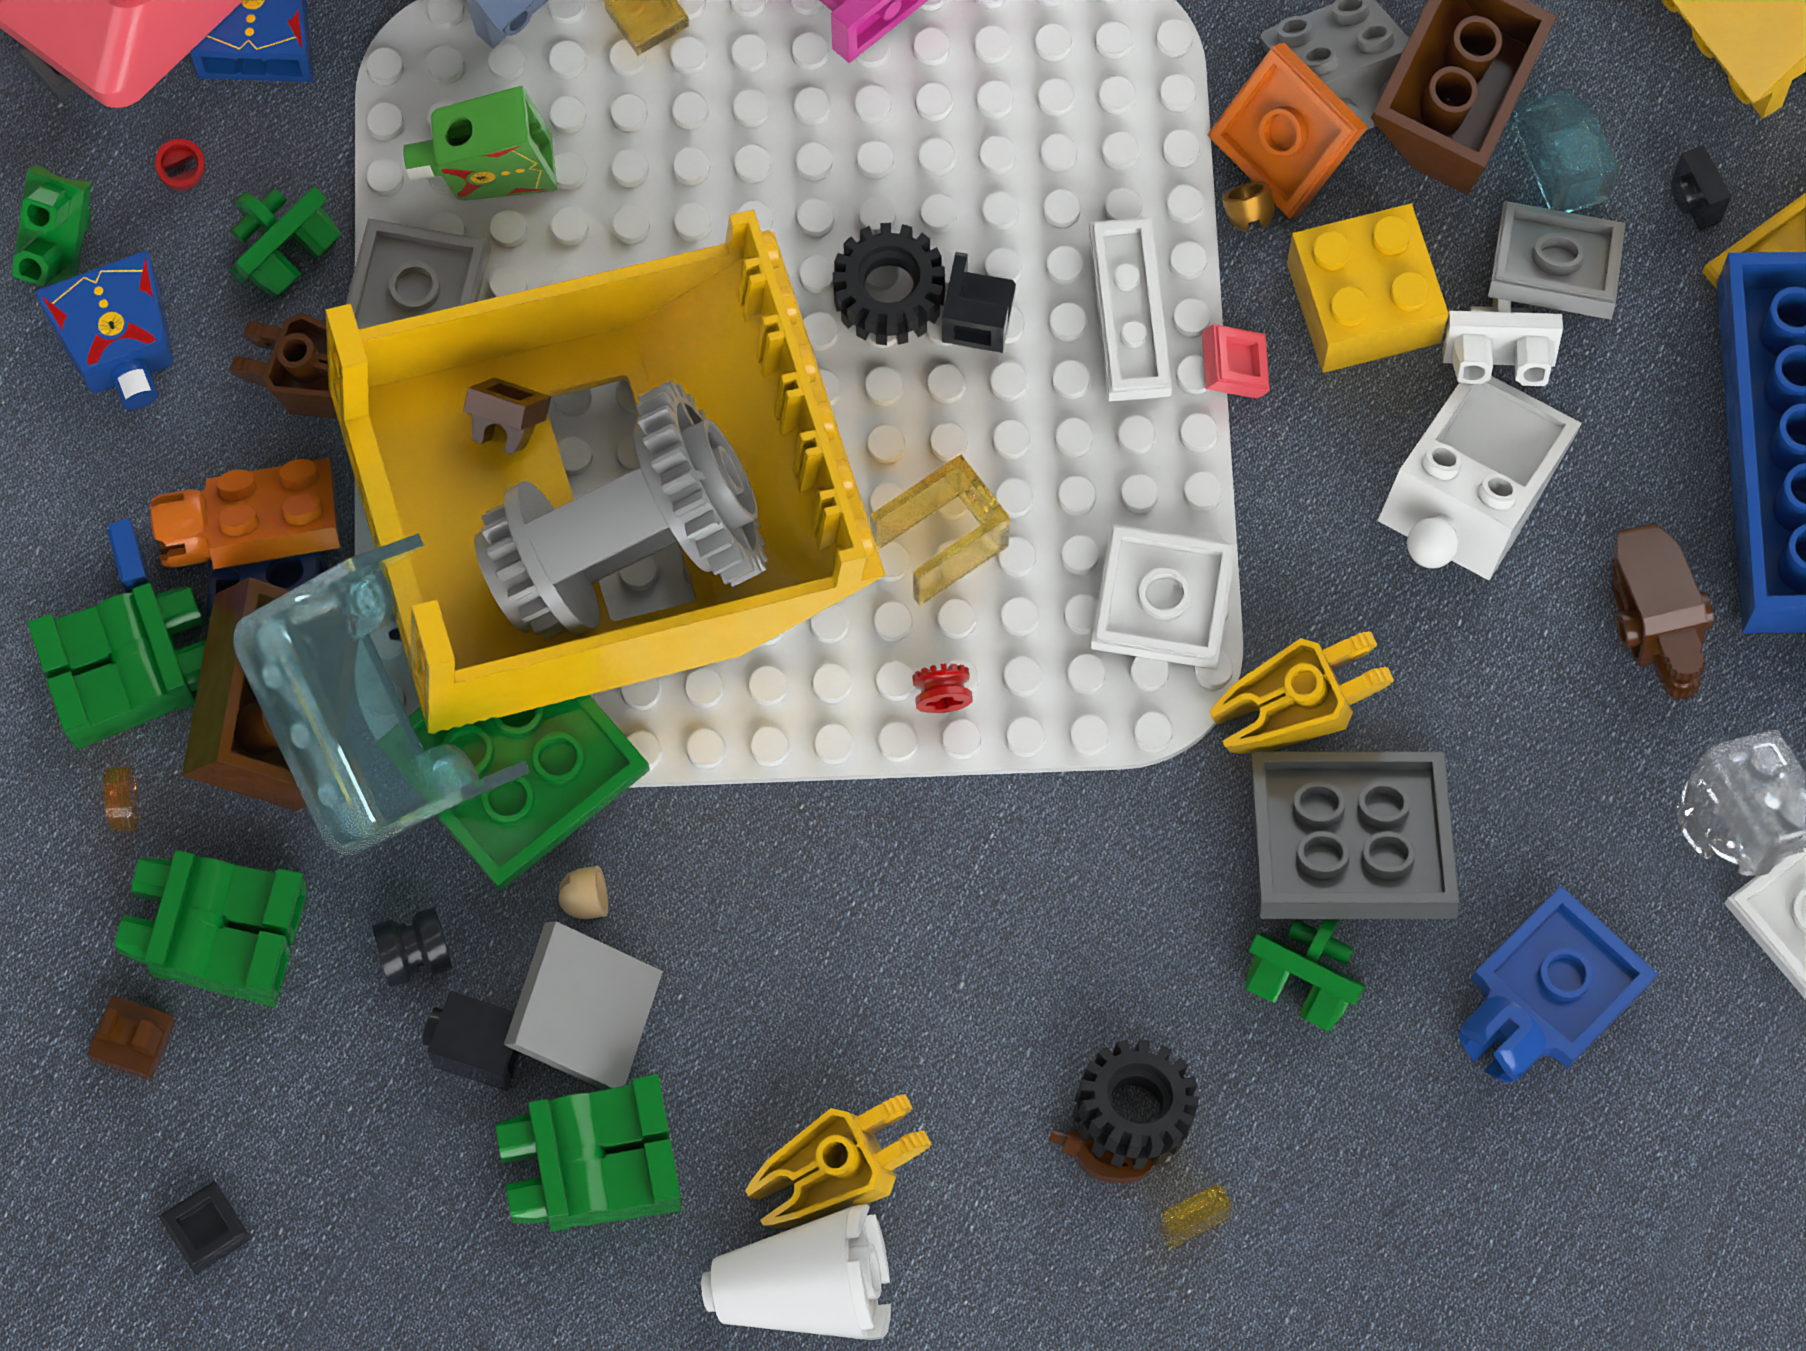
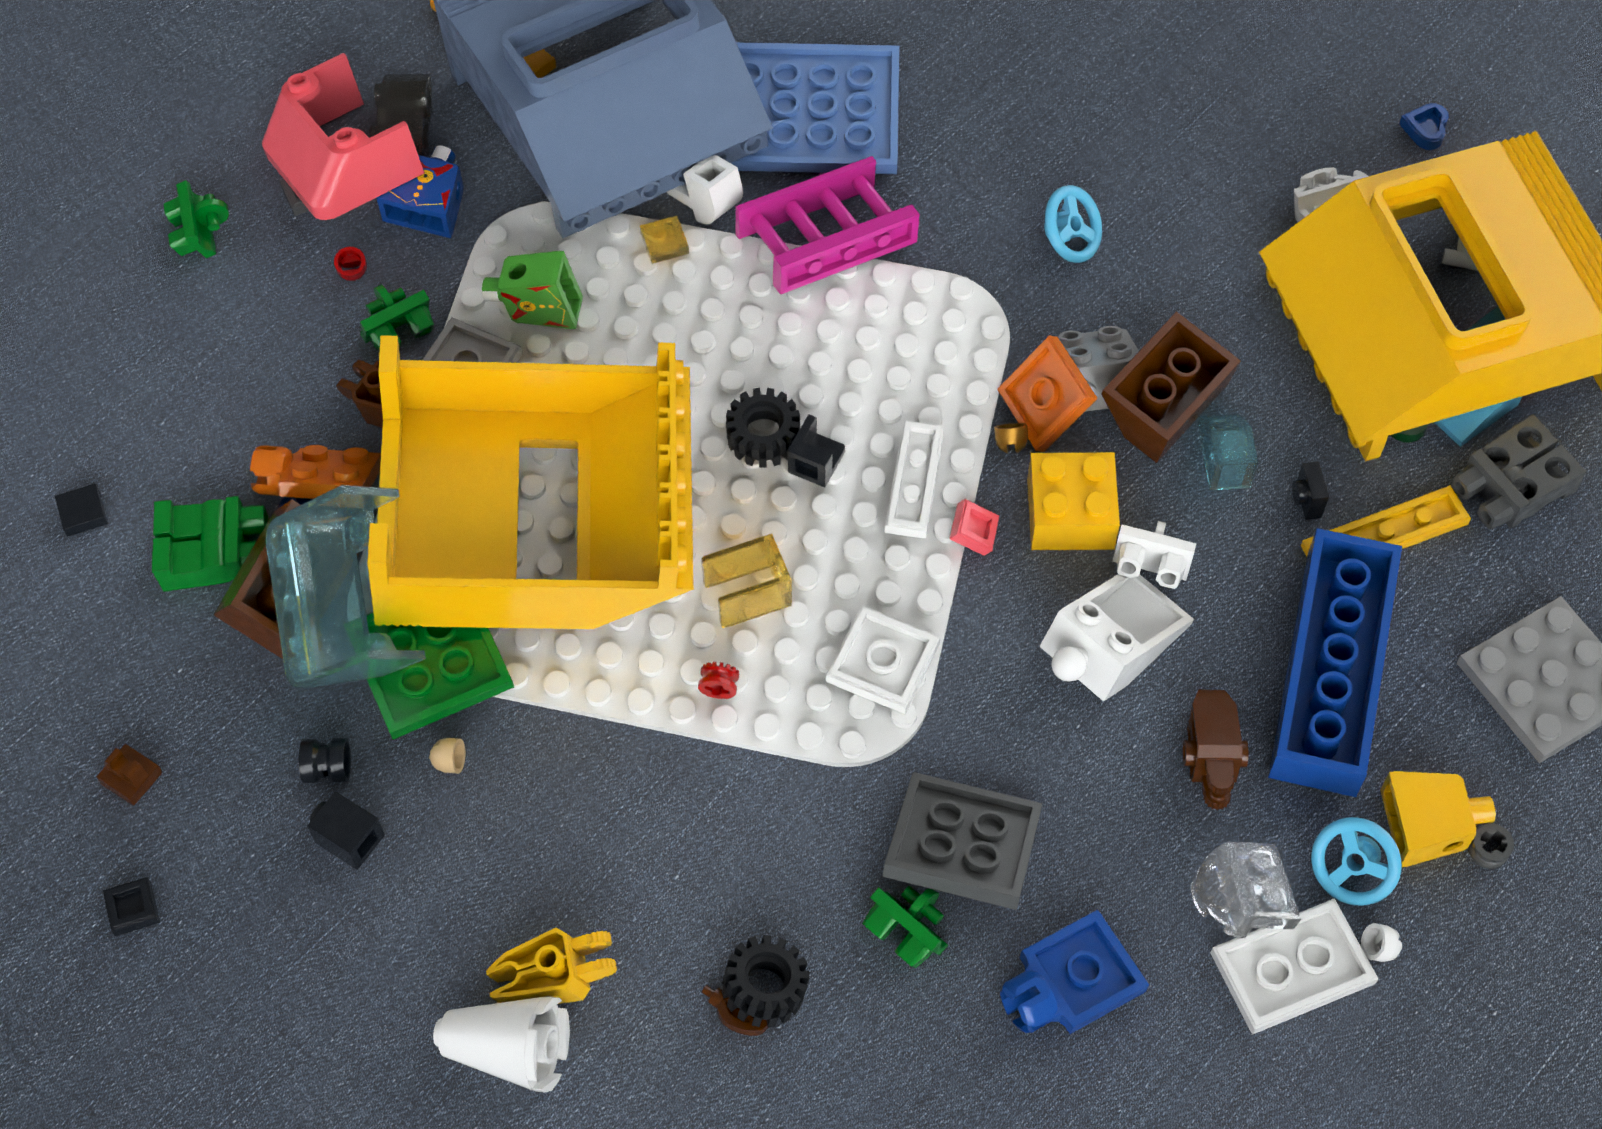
camera: 15 degrees right, 10 degrees down
(51, 227) = (258, 279): green hips -> none
(113, 327) = (276, 345): blue torso -> none
(121, 799) = (176, 624): clear orange tile -> none
(128, 555) = (235, 478): blue tile -> none
(215, 925) = (206, 716): green hips -> none
(508, 405) = (490, 436): reddish brown tile -> none
(583, 1007) = (419, 825): light grey tile -> none
(597, 1157) = (394, 924): green hips -> none
(685, 492) = (568, 504): light grey piece -> none
(1195, 1215) = (783, 1067): clear yellow tile -> none
(1298, 695) = (953, 742): yellow hinge -> none
(1557, 260) = (1203, 512): light grey tile -> none

